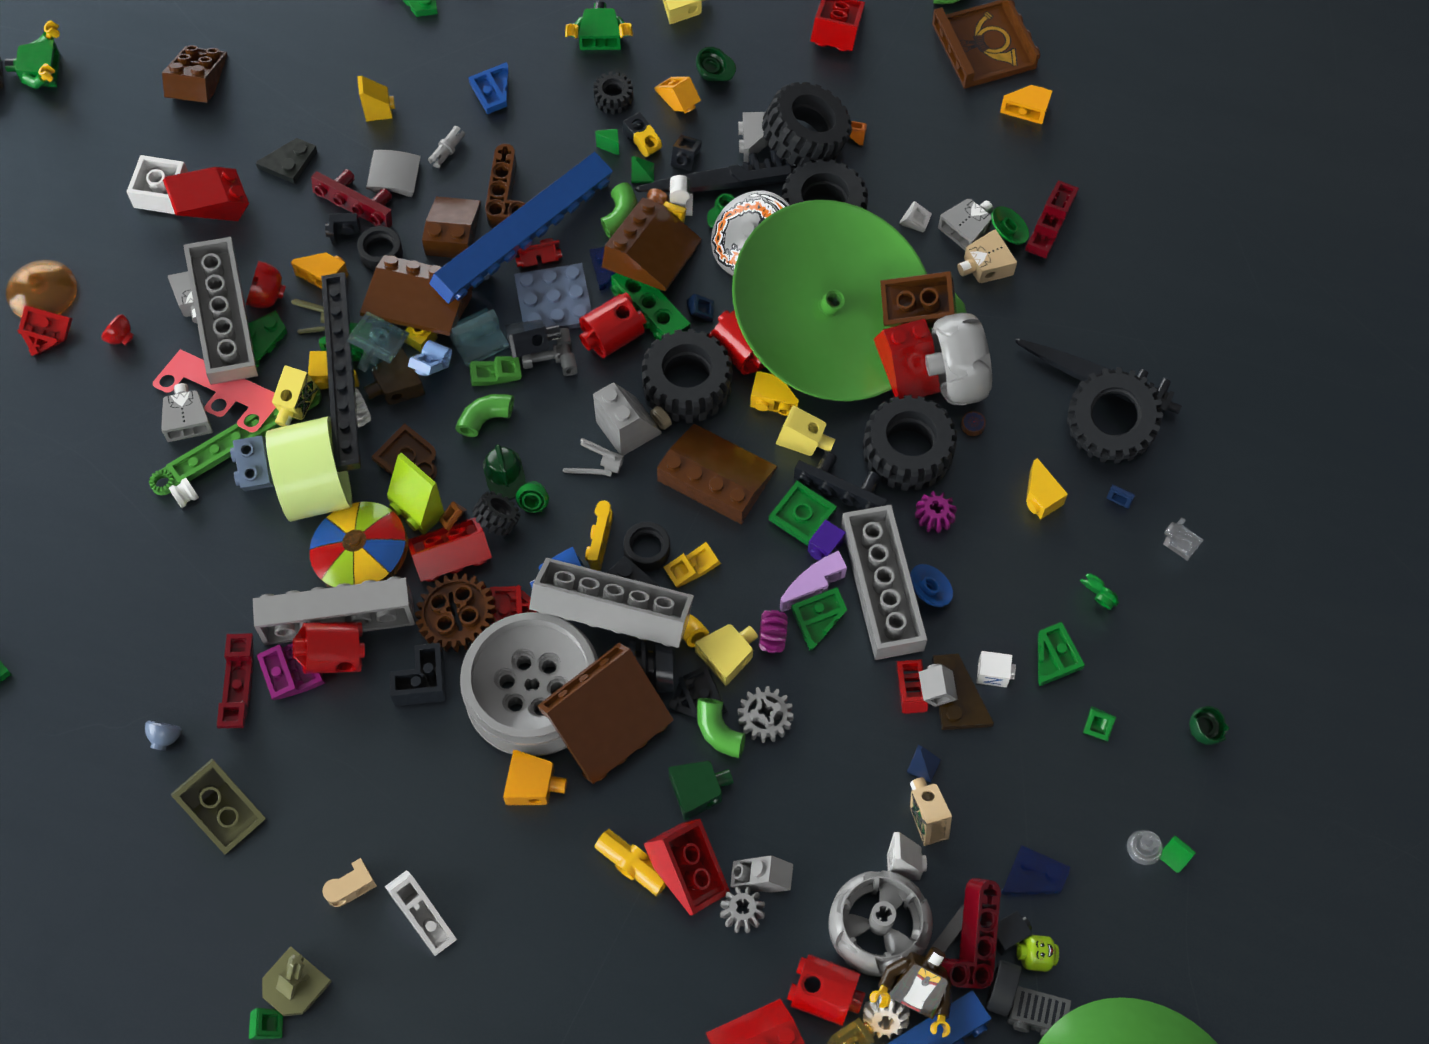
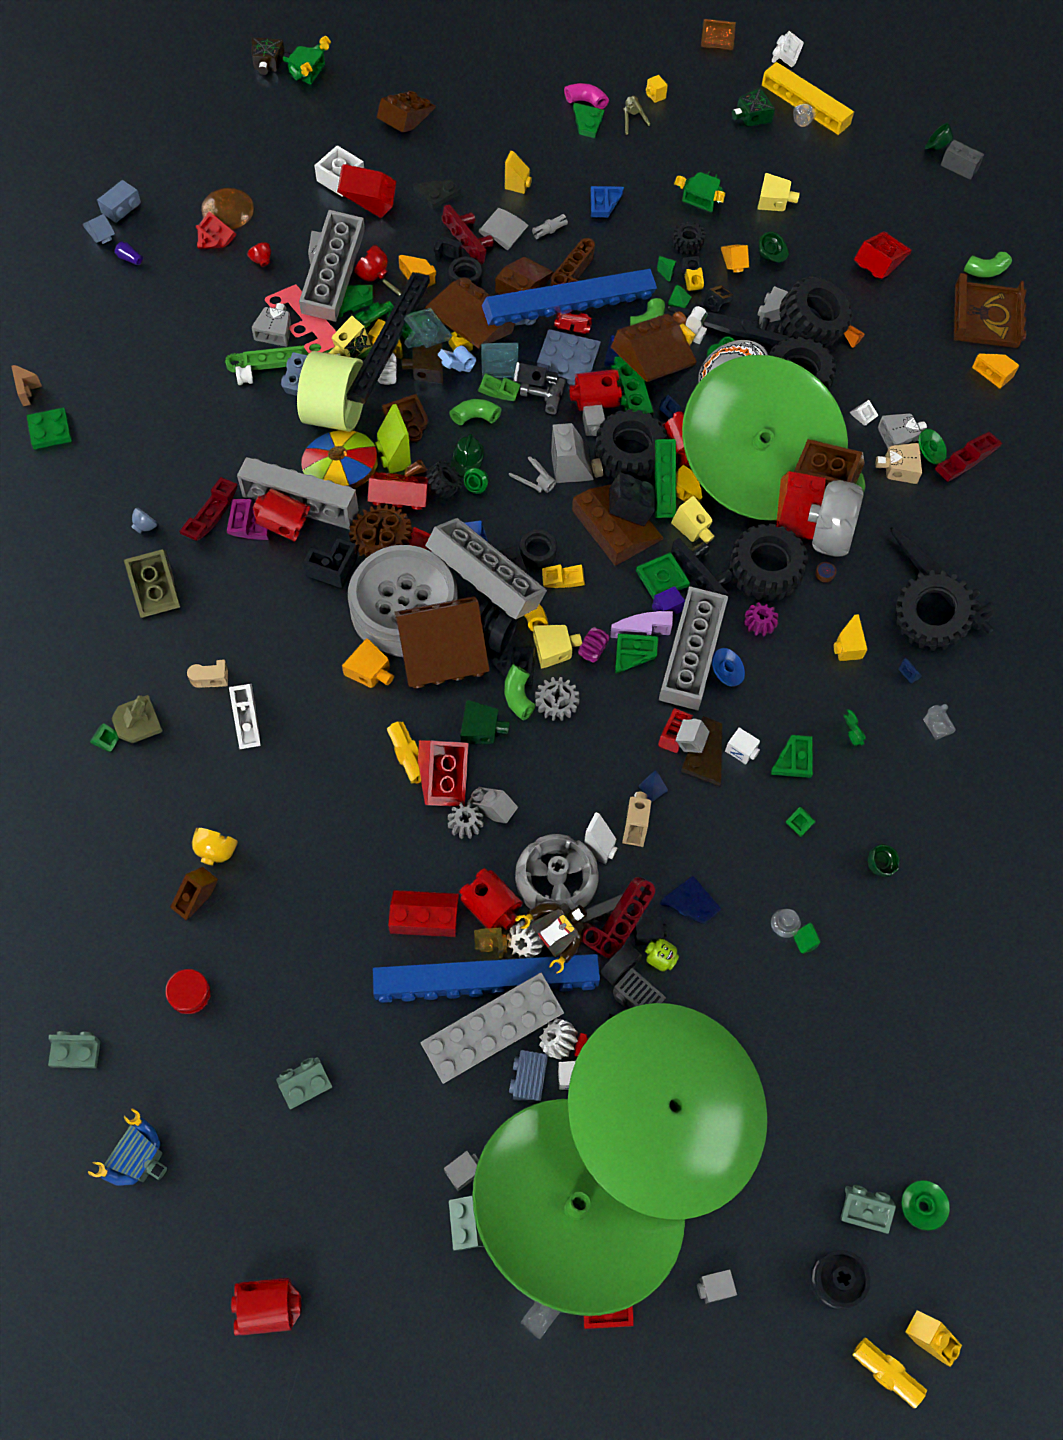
camera: 25 degrees right, 0 degrees up
(298, 347) = (376, 311): none -> green plate
(599, 535) = (509, 526): yellow hinge -> none
(626, 362) = (592, 418): none -> light grey brick
(723, 439) = (631, 499): none -> black brick
(748, 397) = (665, 478): none -> green plate

